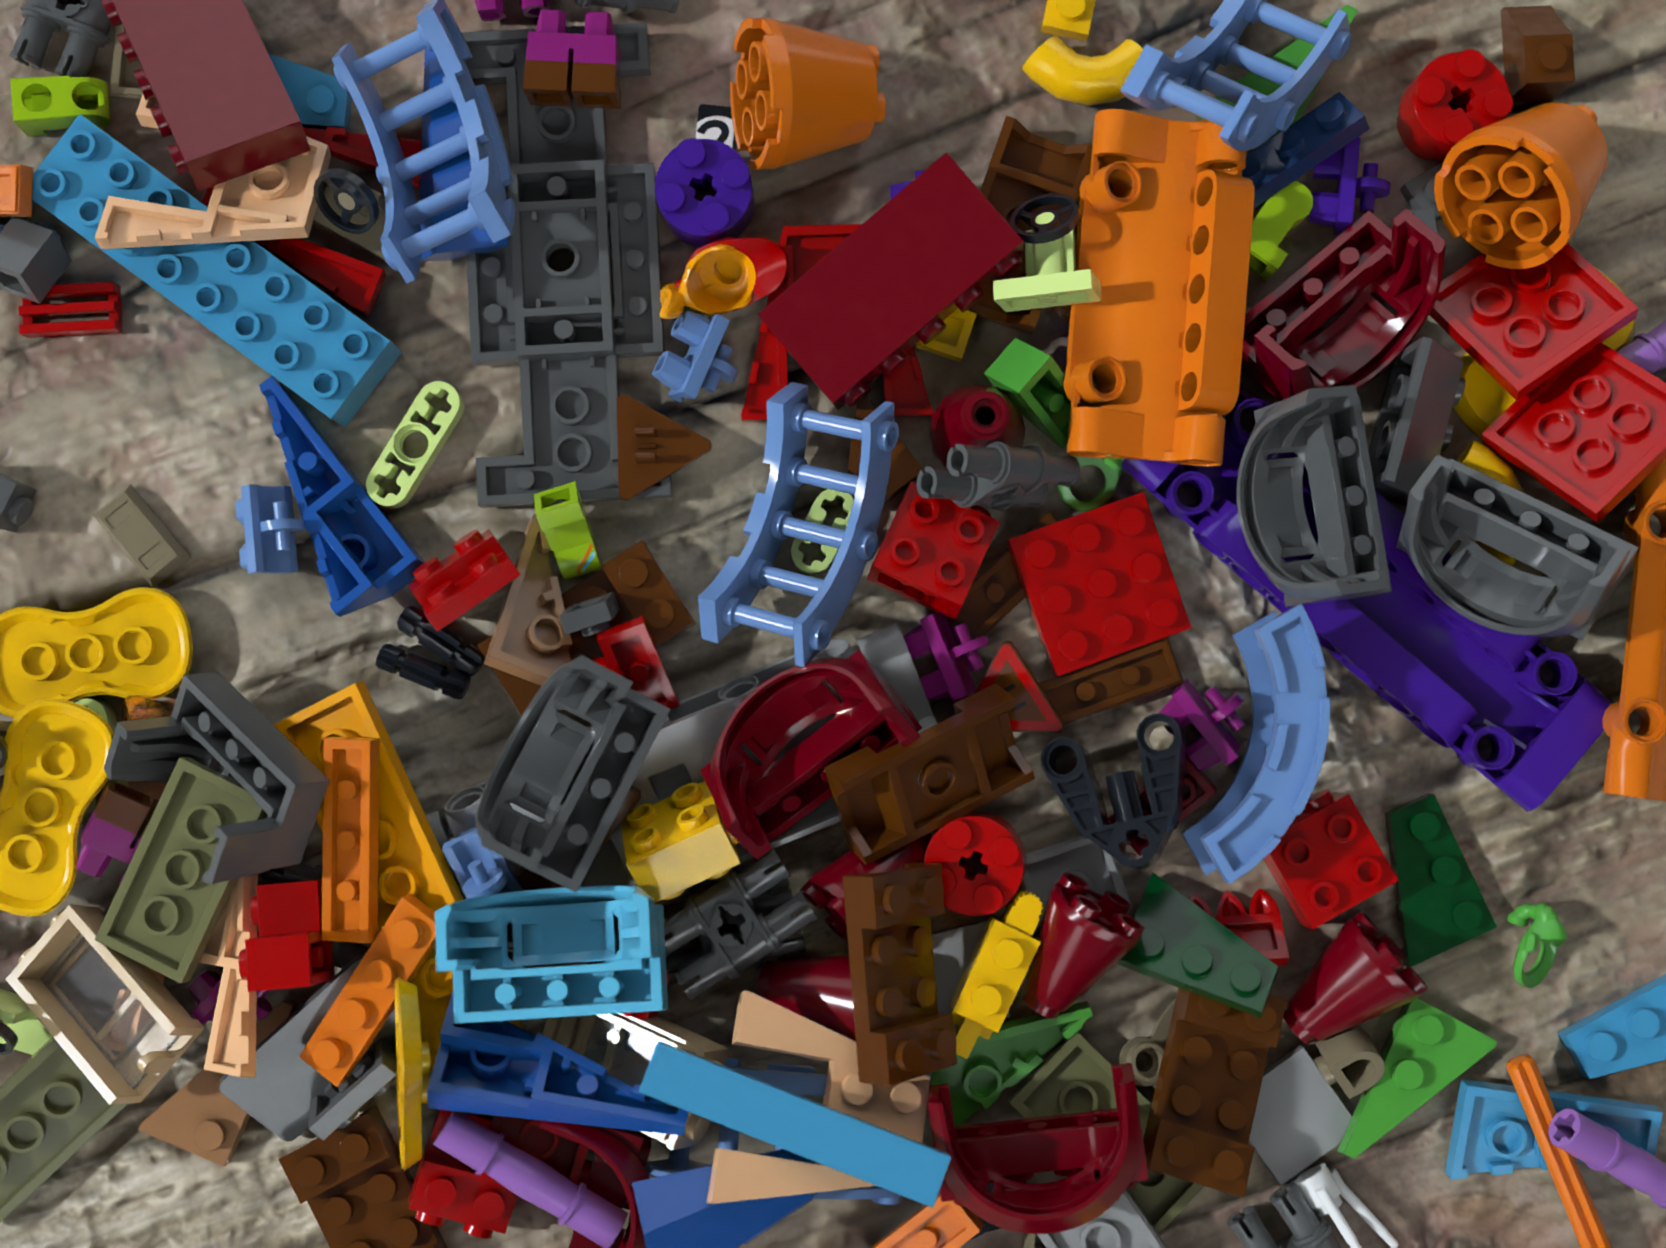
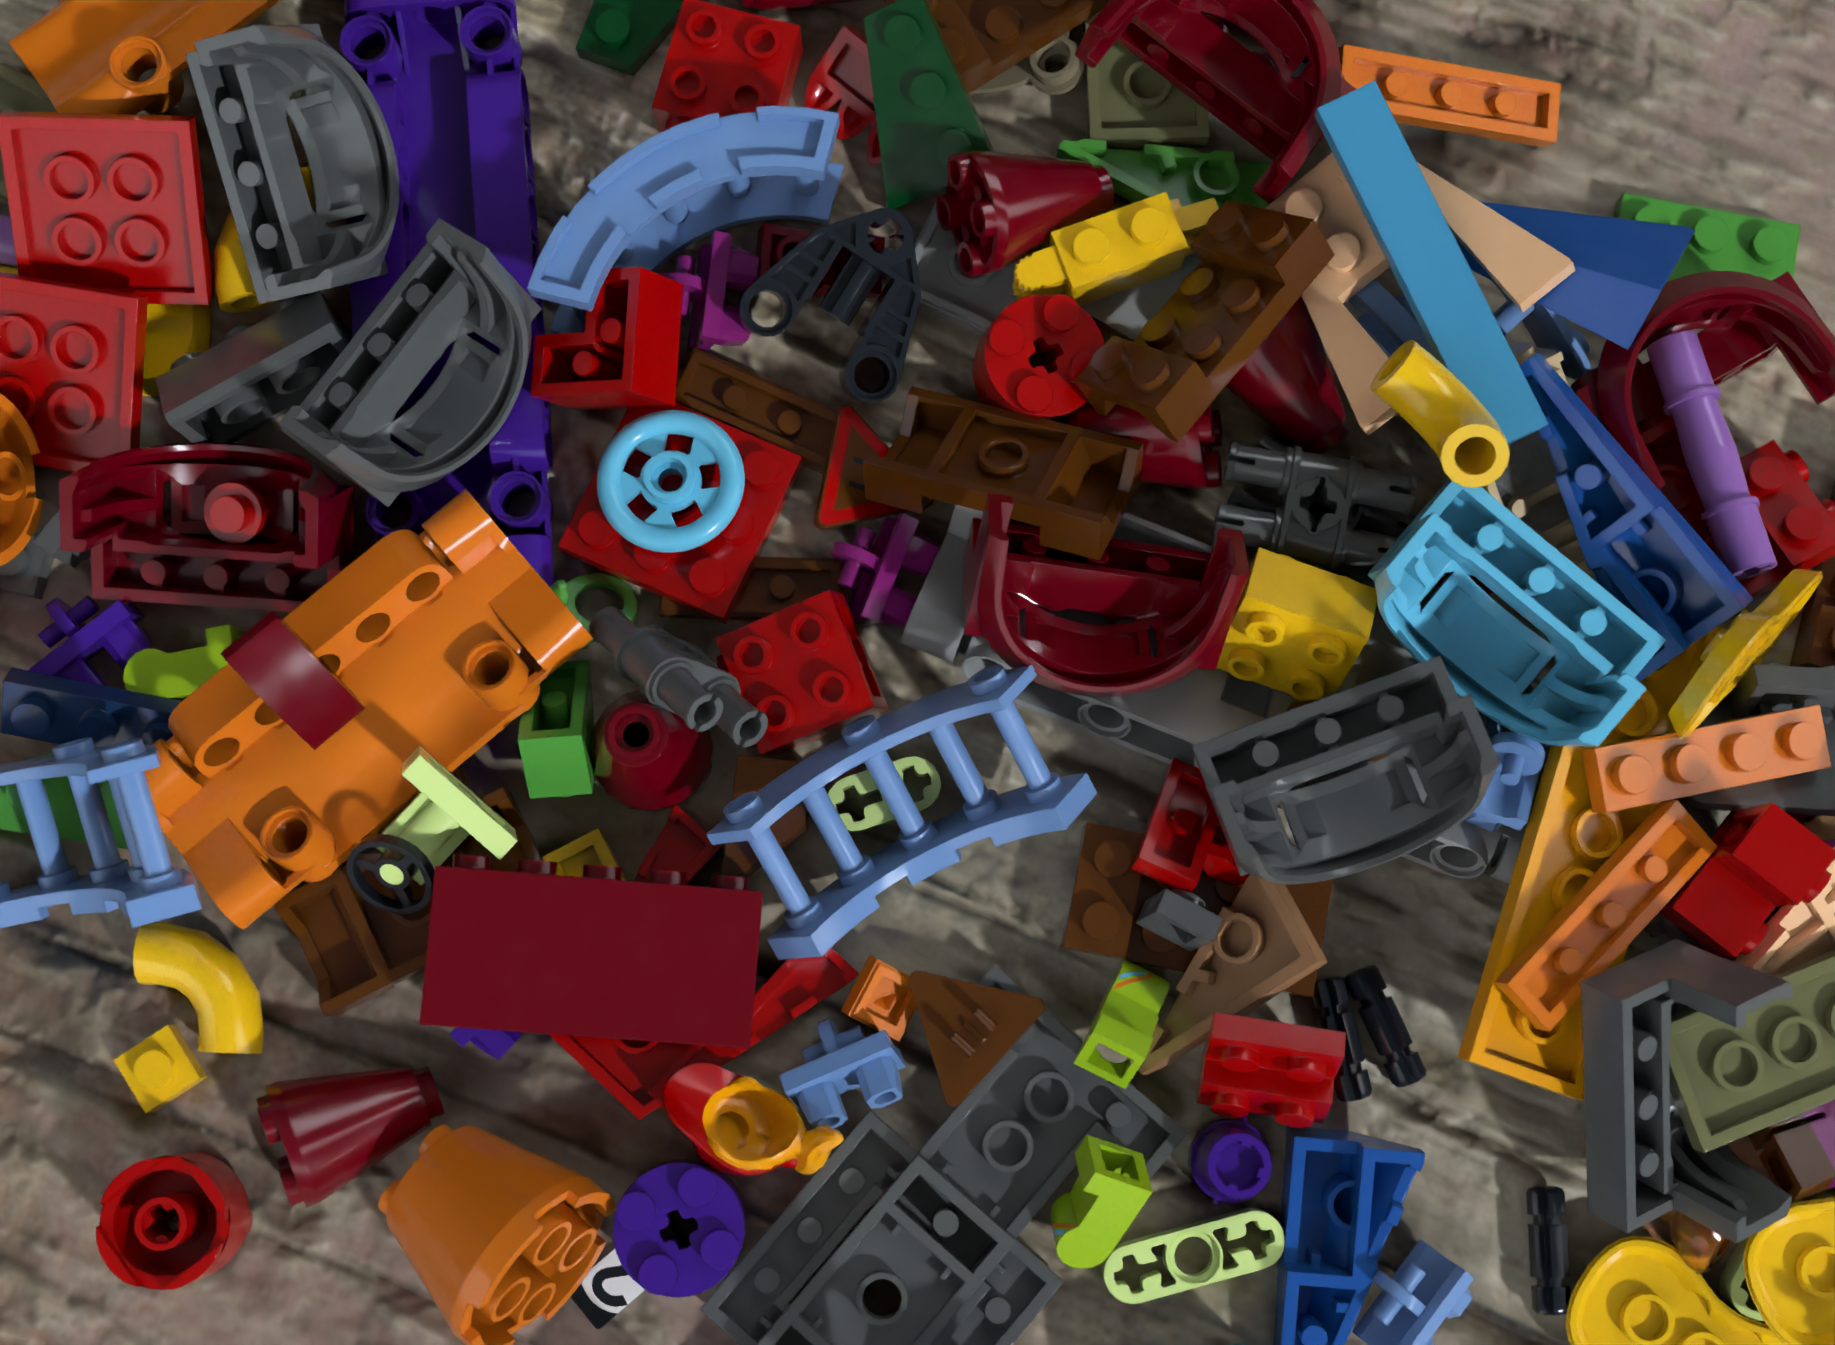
camera: 135 degrees left, 5 degrees down
(222, 633) = (1548, 1249): none -> black axle
(440, 515) = (1230, 1160): none -> dark purple piece
(489, 420) = (1102, 1203): none -> lime leg
(701, 1035) = (1444, 414): none -> yellow cylinder
(715, 417) = (881, 998): none -> orange tile
(938, 71) = (344, 1125): none -> dark red cone
(1139, 553) = (650, 436): none -> medium azure plate
(1203, 261) = (292, 680): none -> dark red slope
(1217, 636) = (624, 353): none -> red brick
(1340, 333) = (234, 512): none -> red plate

